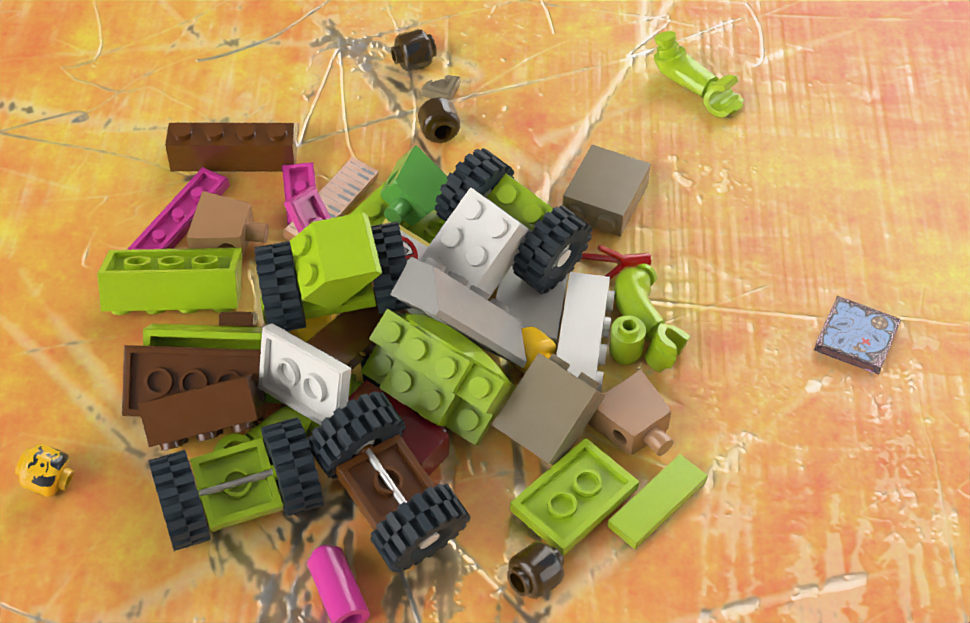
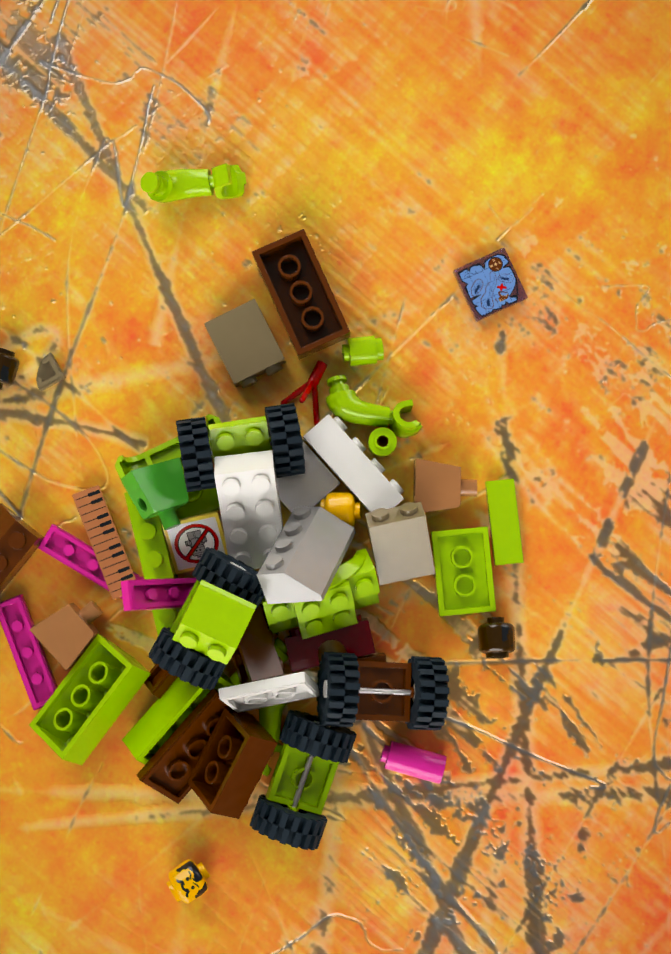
camera: 50 degrees left, 35 degrees up
(439, 120) = (86, 406): dark brown head -> none
(689, 196) = (301, 294): none -> reddish brown brick
(692, 276) = (363, 350): none -> lime brick

